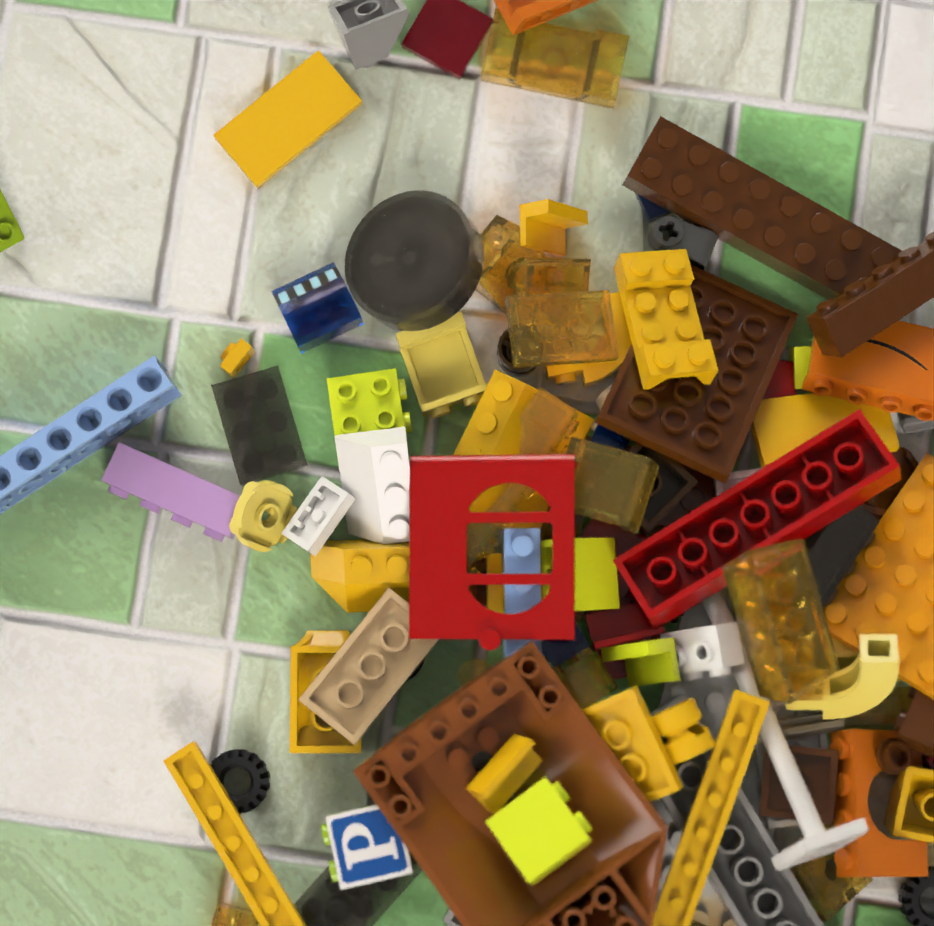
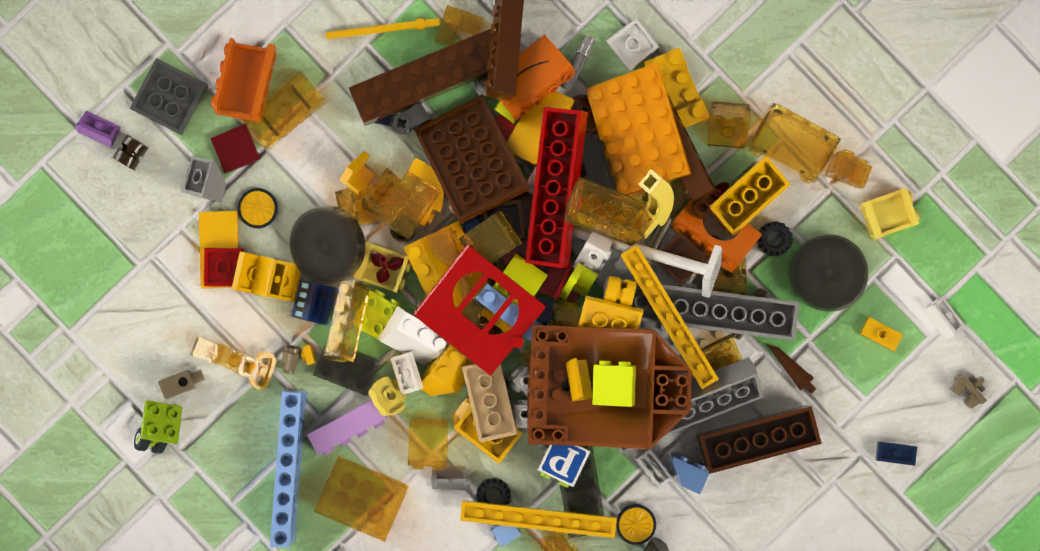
camera: 50 degrees left, 5 degrees up
(42, 198) = (171, 386): none -> dark tan torso
(85, 593) = (361, 498): none -> clear yellow slope
(142, 242) = (226, 356): none -> clear yellow arch
(164, 310) = (264, 370): none -> yellow plate
(194, 843) = (505, 534): none -> light blue panel
(211, 336) = (291, 356): none -> dark tan cone
(213, 700) = (450, 479): none -> light grey hinge
(240, 626) = (428, 443): none -> clear yellow panel
(268, 143) = (220, 266): none -> red tile
(301, 211) = (266, 277): none -> yellow bracket
(325, 371) = (346, 321): none -> clear yellow slope
(376, 735) = (521, 421): none -> white brick
(388, 127) = (257, 208): none -> yellow wheel
(434, 687) = (519, 380): none -> white brick
(449, 354) = (381, 261): none -> dark red plant
(663, 317) = (437, 156): yellow piece -> none
(806, 303) = (479, 87): none -> light grey plate
(826, 151) = (420, 24): none -> yellow bar
(870, 196) = (455, 21): none -> clear yellow plate

